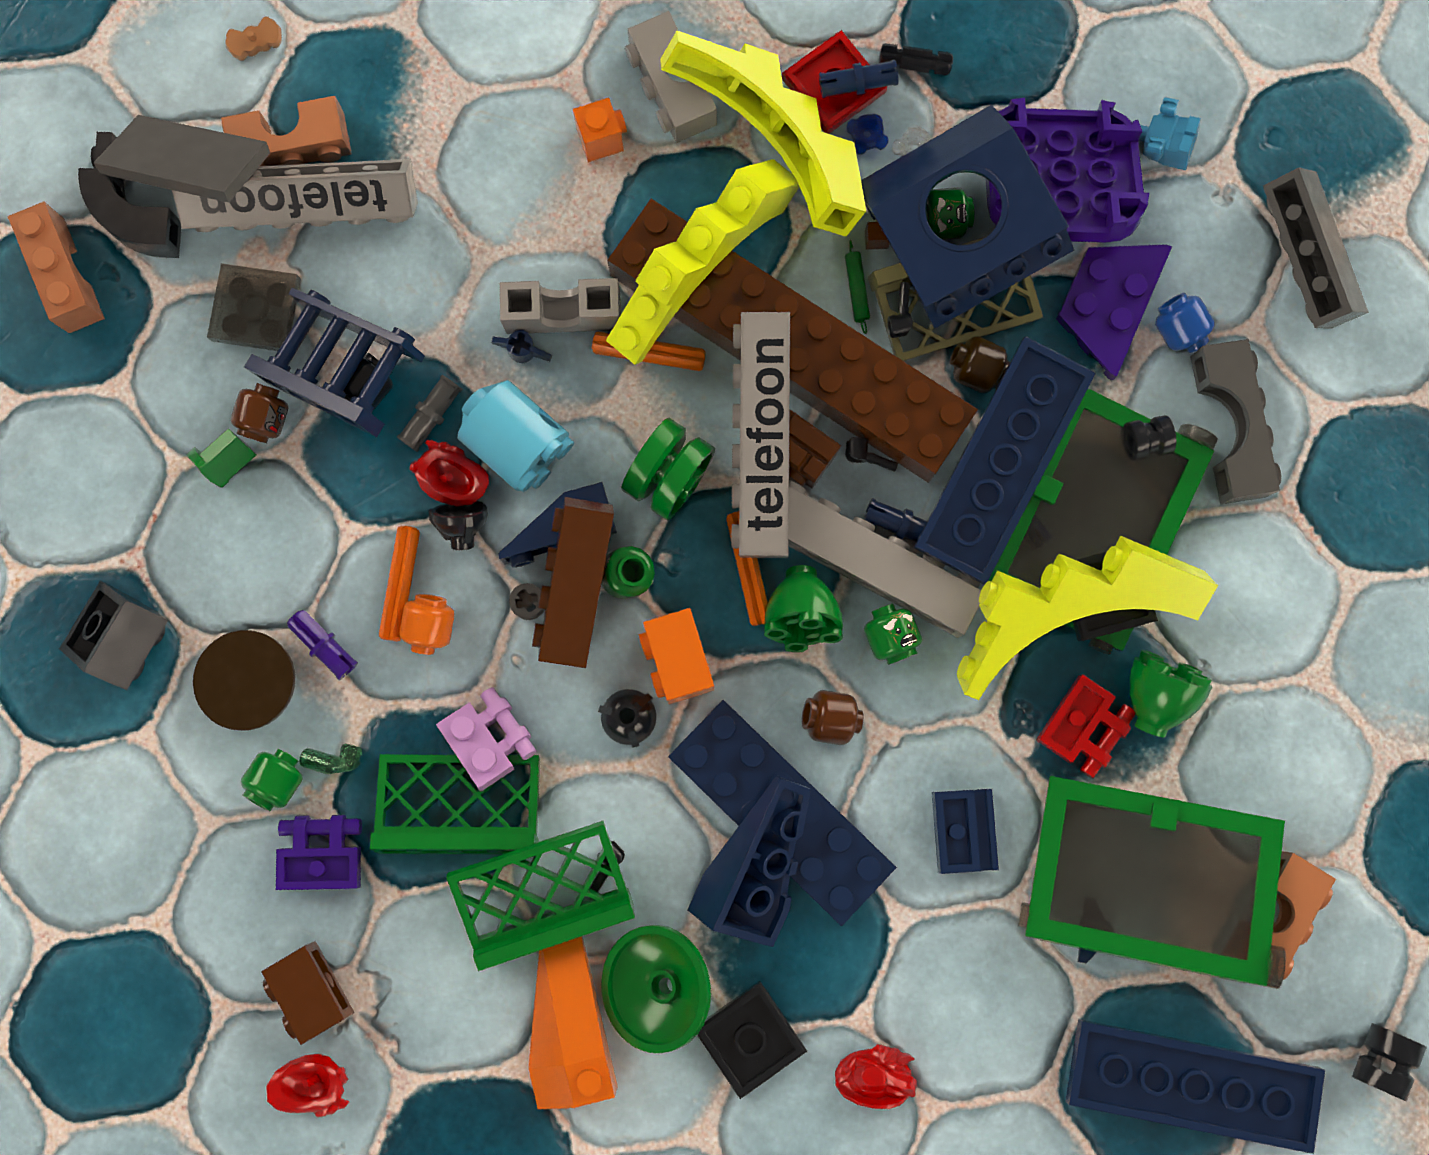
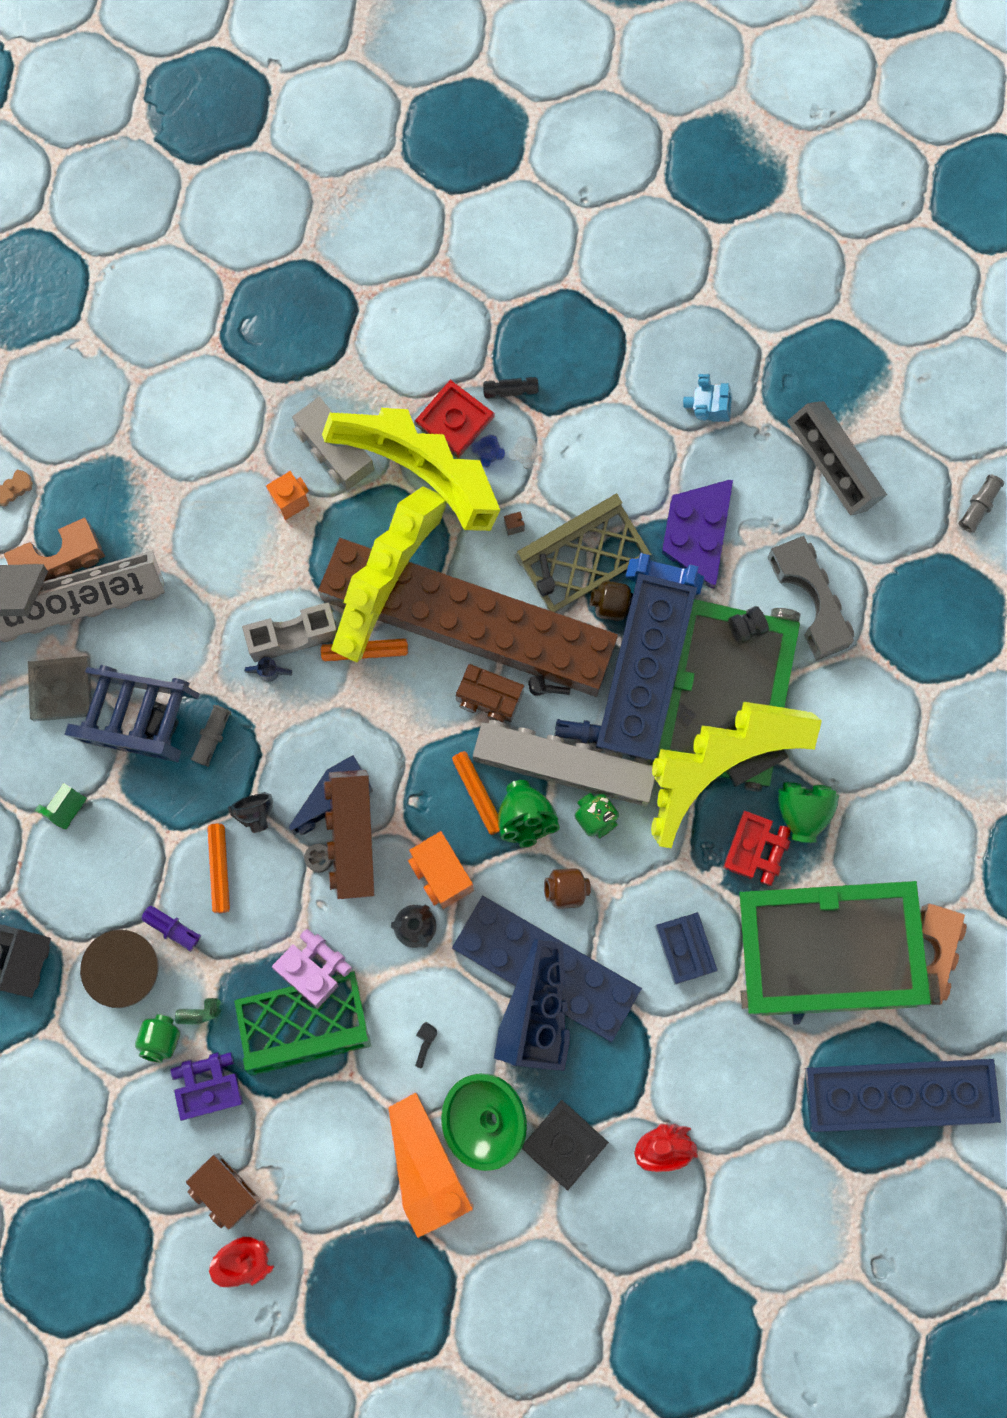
camera: 10 degrees left, 5 degrees down
(259, 413) = (83, 766): reddish brown head -> none
(426, 623) = (247, 893): orange head -> none
(449, 475) = (237, 778): red hat -> none
(512, 435) = (278, 736): medium azure cylinder -> none
(552, 927) = (397, 1095): green fence -> none
(627, 572) = (388, 817): green head -> none
(668, 469) = (400, 733): green wheel -> none
(763, 435) = (464, 691): light grey brick -> none
(857, 287) = (508, 565): green piece -> none
(858, 78) = (471, 413): dark blue pin -> none
(950, 212) = (560, 496): green head -> none
(962, 276) = (579, 541): dark blue panel -> none
(1033, 328) = (645, 566): none -> blue piece
(1087, 166) = (639, 446): dark purple tile -> none
(1184, 323) = (755, 534): blue head -> none

